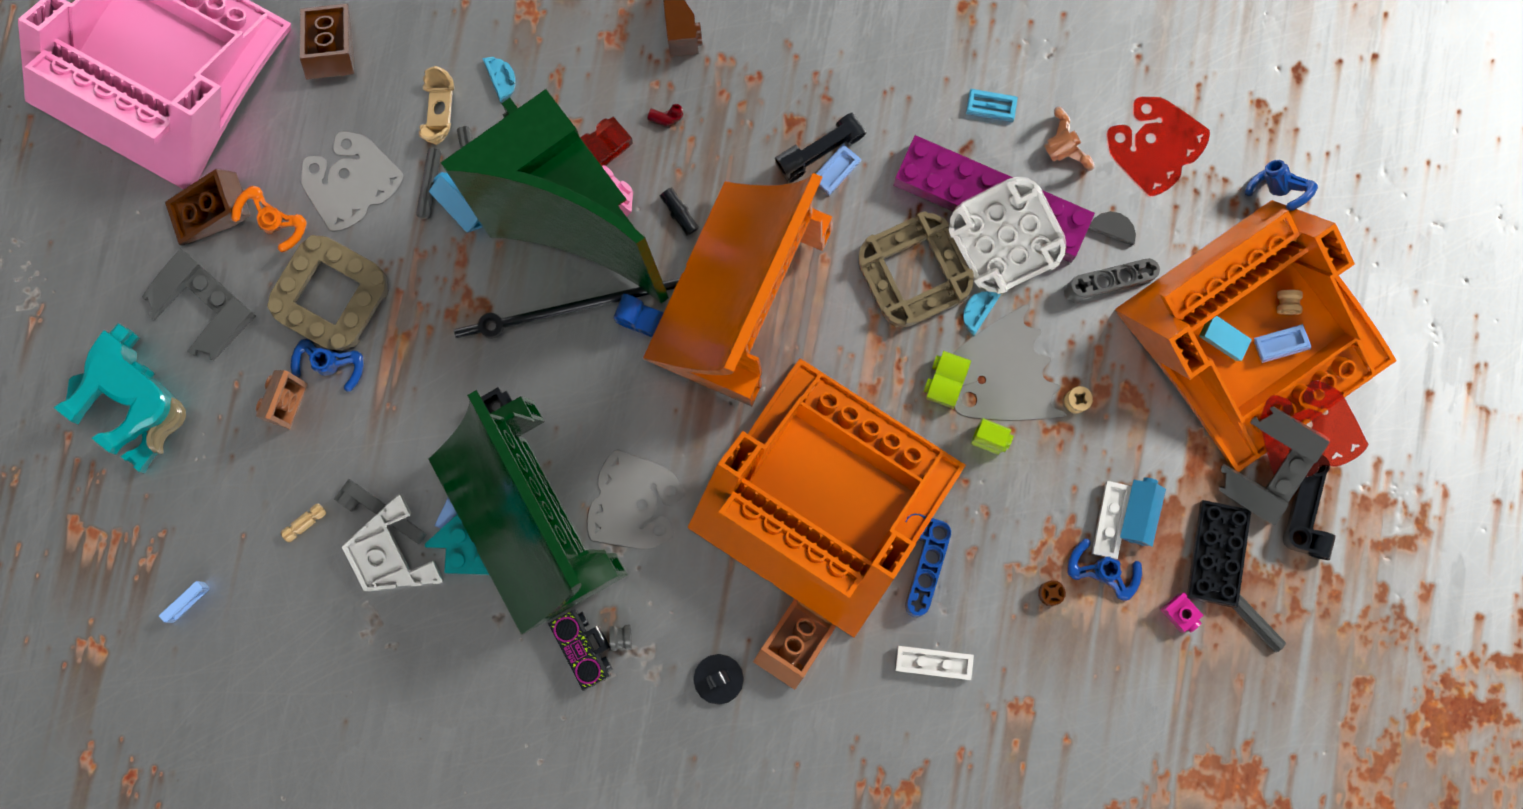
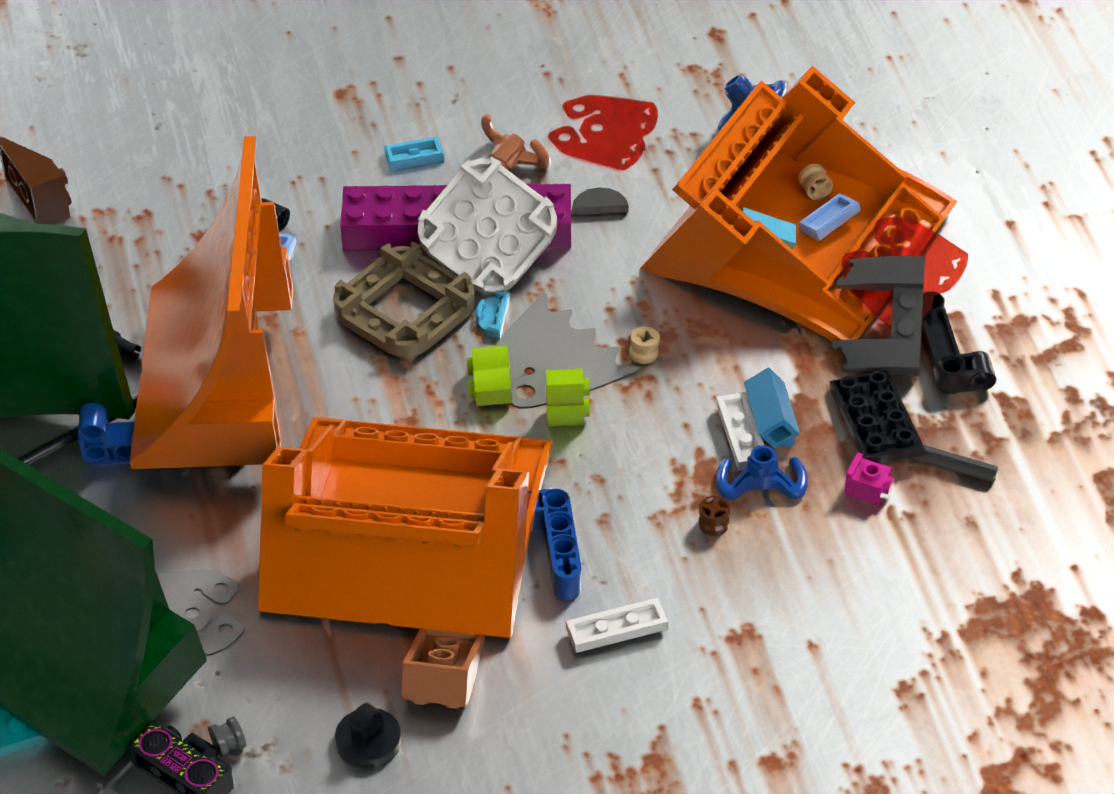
camera: 25 degrees left, 35 degrees down
(1113, 278) = (596, 248): dark grey beam -> none

